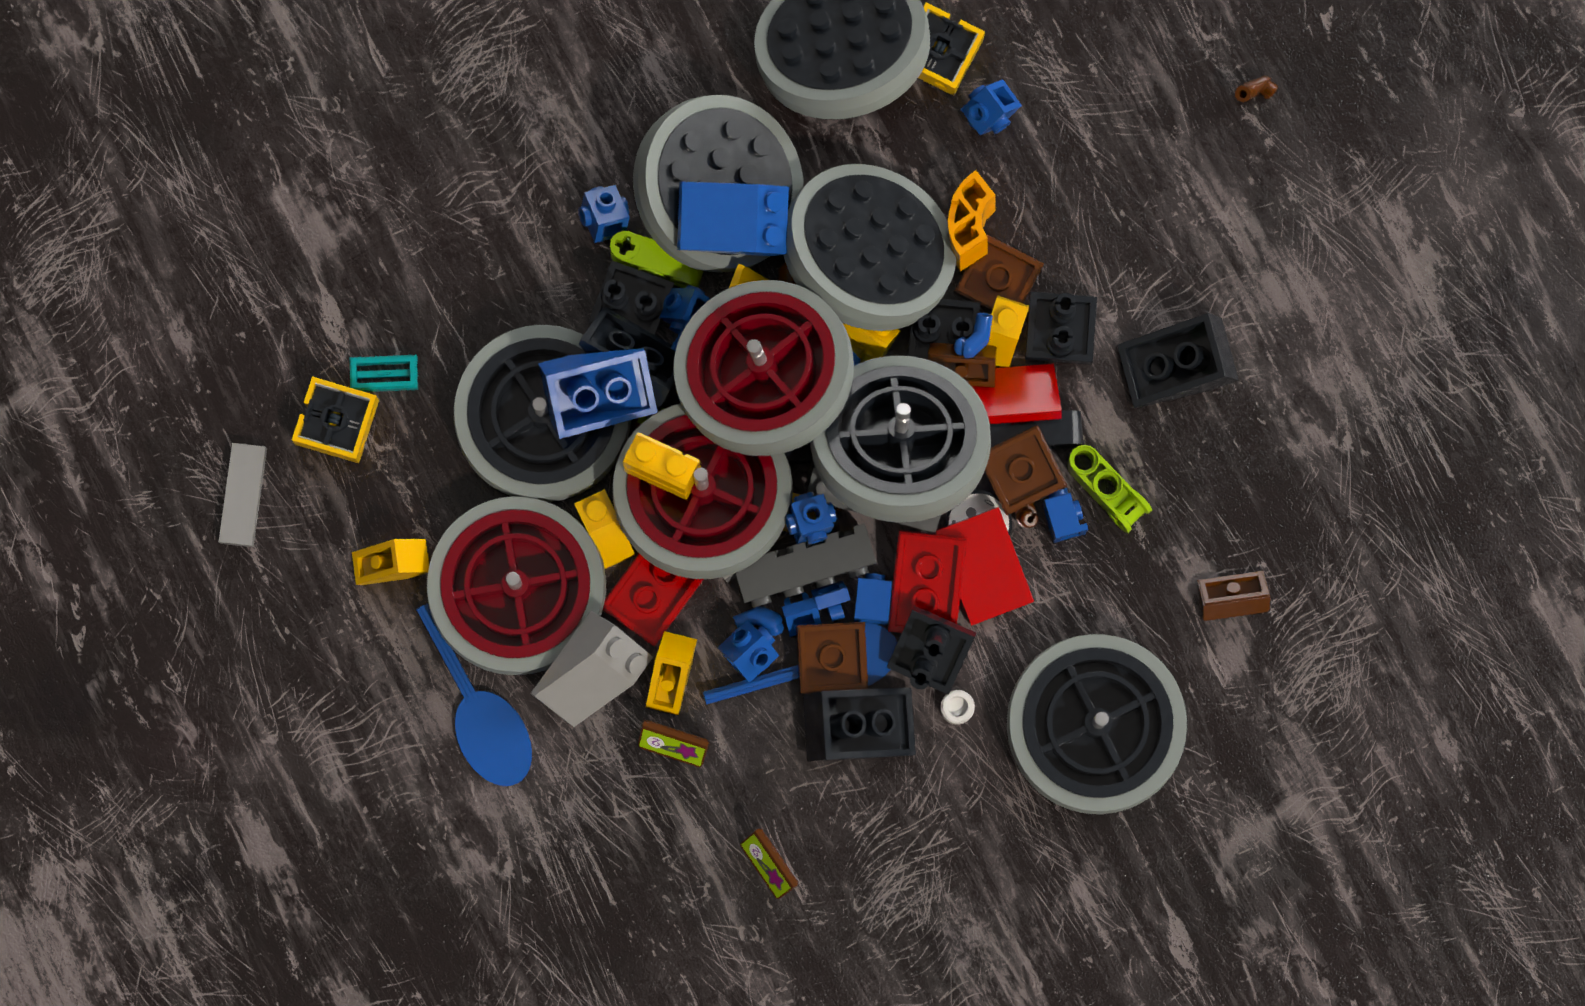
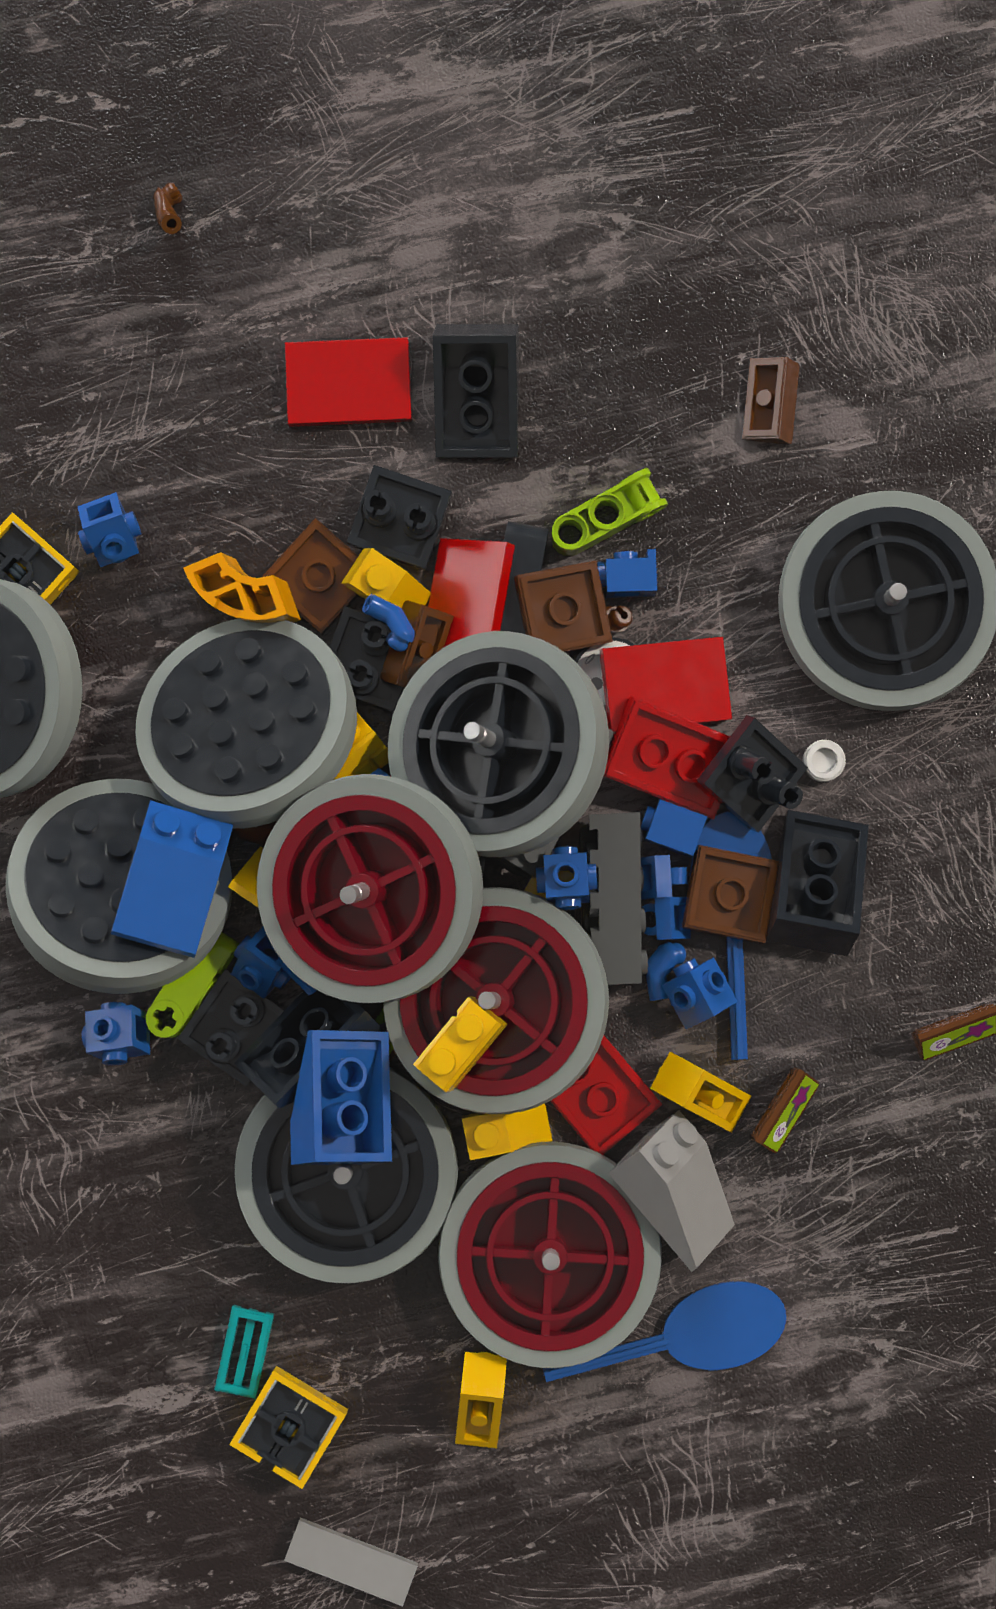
camera: 70 degrees left, 5 degrees up
(1158, 262) = (348, 381): none -> red tile

